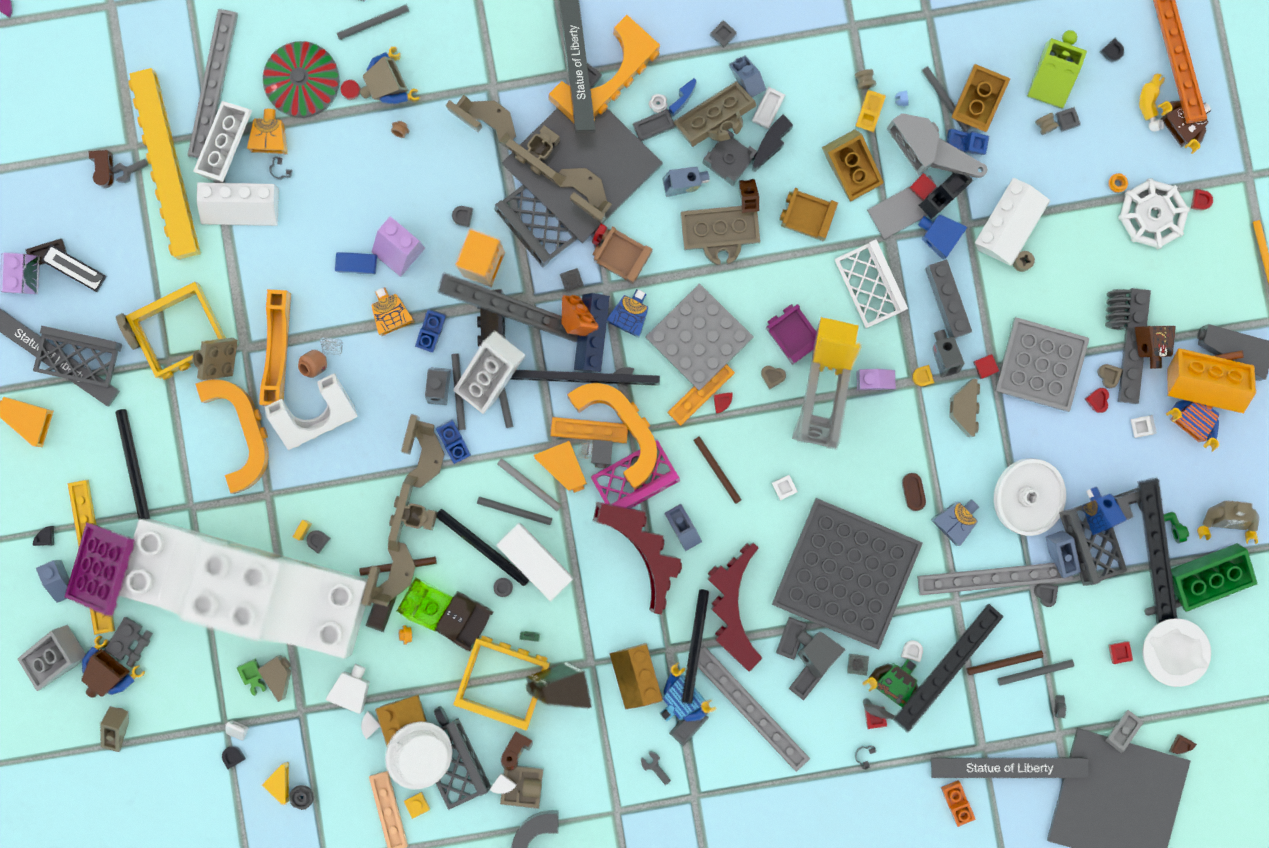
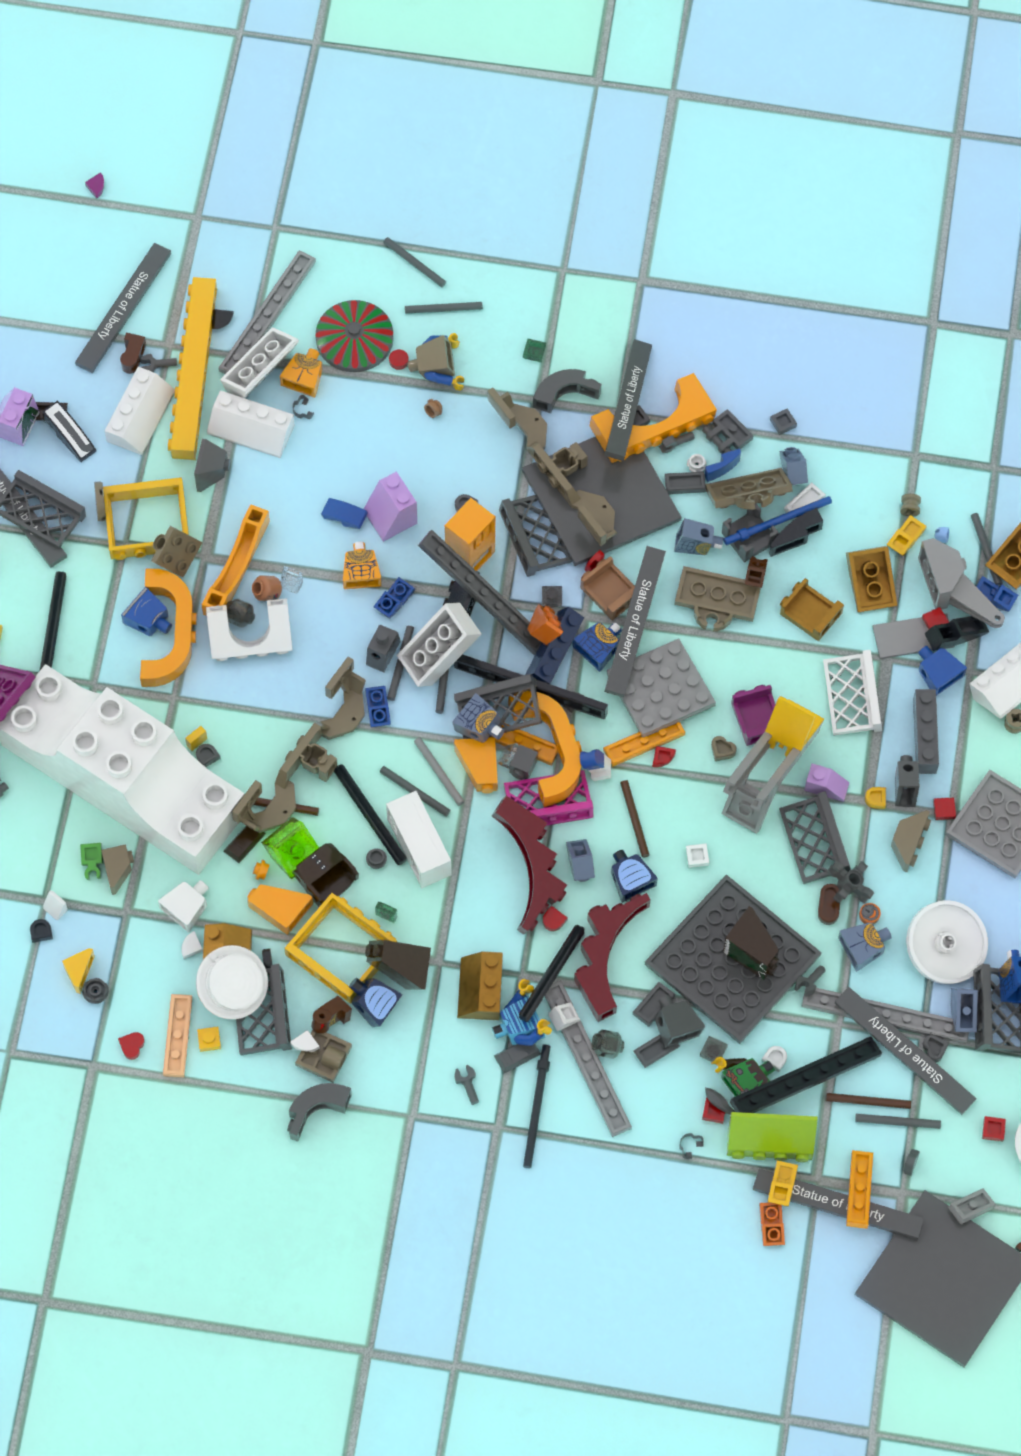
camera: 20 degrees right, 20 degrees down
(76, 123) = (123, 307): none -> dark grey tile
(131, 225) = (139, 411): none -> white slope
(172, 104) = (221, 318): none -> black tile
(213, 424) = (147, 614): none -> blue torso
(216, 259) = (210, 465): none -> dark grey slope
(296, 395) = (240, 613): none -> clear smoke head
(351, 834) = (131, 1045): none -> red tile
(433, 663) = (279, 906): none -> light orange slope
(471, 37) = (534, 350): none -> clear green tile
(507, 64) = (562, 383): none -> dark grey arch
(549, 724) = (374, 1000): none -> torso
(550, 432) = (478, 720): none -> sand blue torso
(555, 397) = (500, 691): none -> dark grey fence
(629, 90) = (670, 442): none -> dark grey bar
(656, 284) = (635, 621): none -> dark grey tile
(667, 434) = (597, 764): none -> leg
(678, 590) = (553, 919): none -> red tile
(680, 58) = (732, 429): none -> dark grey plate
(715, 730) = (542, 1067): none -> black bar
(718, 679) = (563, 1016): none -> white slope
(726, 161) = (743, 534): none -> blue bar
(733, 527) = (631, 875): none -> torso
(765, 692) = (607, 1043): none -> clear smoke head
(864, 564) = (752, 945): none -> dark brown slope
(898, 430) = (830, 828): none -> dark grey fence
(921, 572) = (809, 982): none -> dark grey bar
(922, 471) = (850, 882): none -> dark grey pin
(936, 732) = (771, 1136): none -> lime slope
(951, 488) = (869, 913): none -> tile
(957, 768) = (782, 1183): none -> yellow slope
(1023, 607) = (905, 1050): none -> dark grey tile
(1024, 750) = (859, 1189): none -> light orange tile

